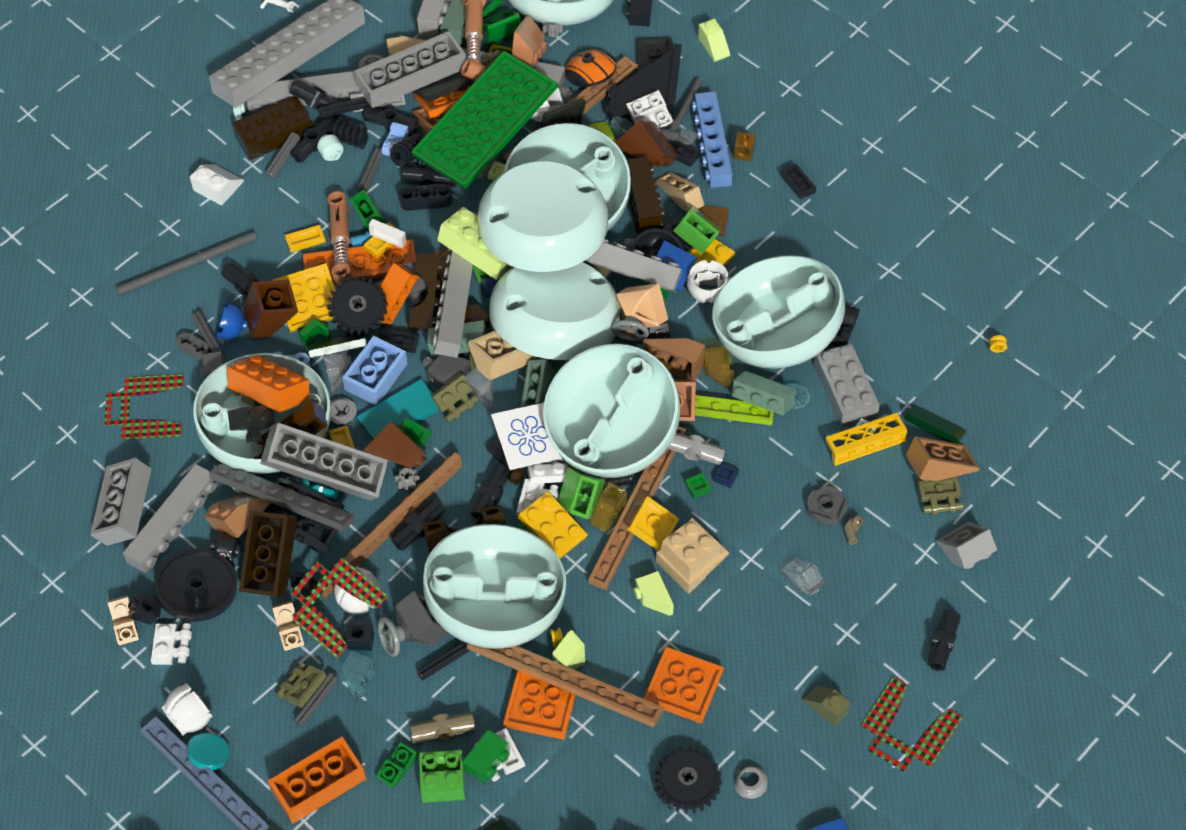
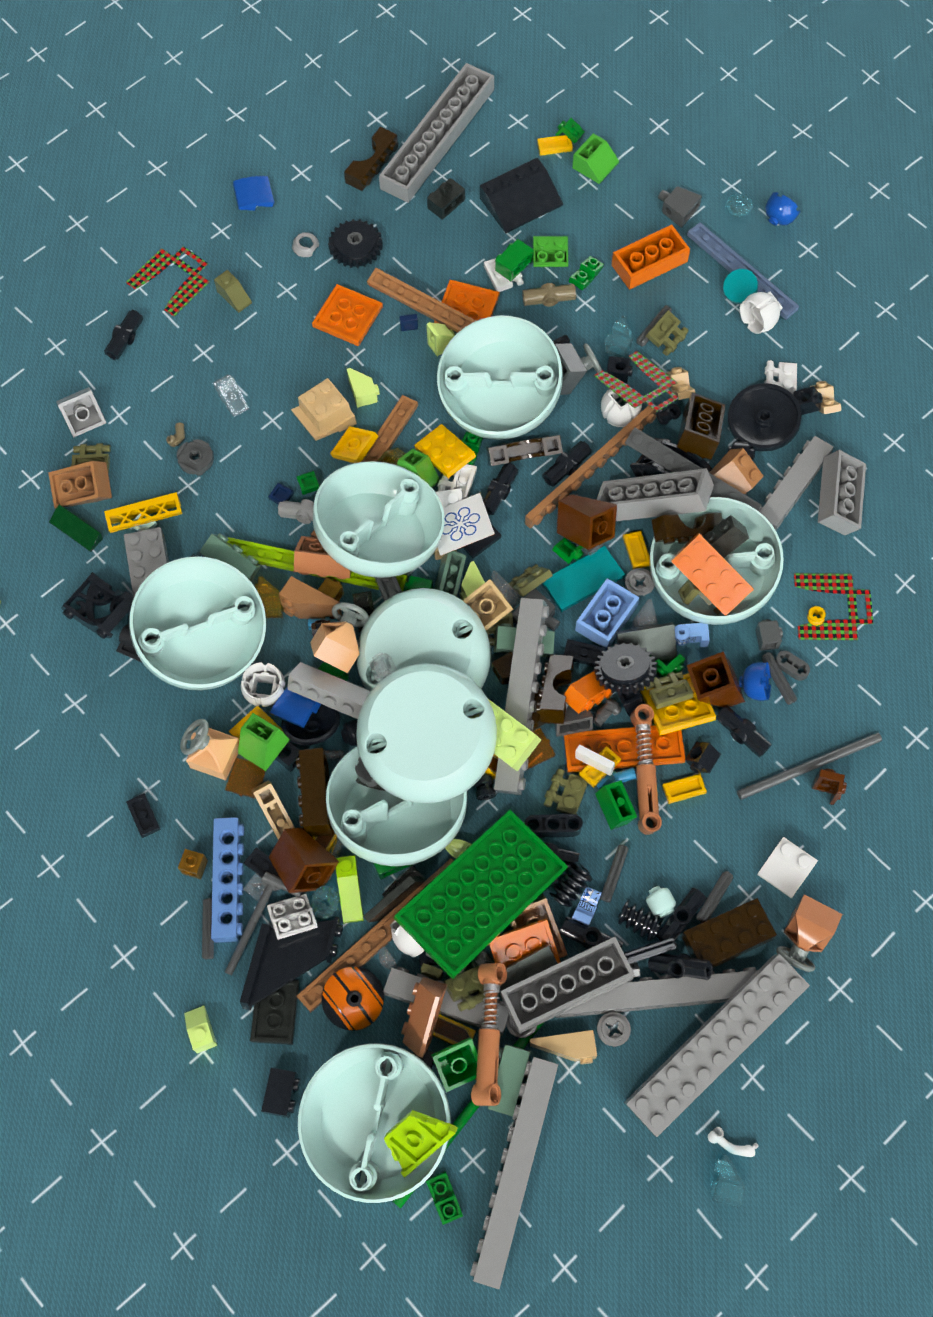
camera: 175 degrees left, 10 degrees up
(163, 386) = (815, 620): none -> yellow bush
(171, 237) = (830, 782): none -> reddish brown bracket
(202, 128) = (810, 930): none -> nougat piece
(284, 261) = (702, 757): none -> black brick
(312, 297) = (671, 693): none -> olive plate
(410, 223) = (572, 795): none -> olive plate
(510, 389) = (471, 581): none -> yellowish green slope
(588, 265) = (382, 666): none -> clear slope
(610, 676) = (408, 322): none -> dark blue tile
(723, 107) = (207, 942): none -> dark grey axle
(747, 226) = (209, 749): none -> light nougat piece
(900, 337) = (102, 626): none -> black fence

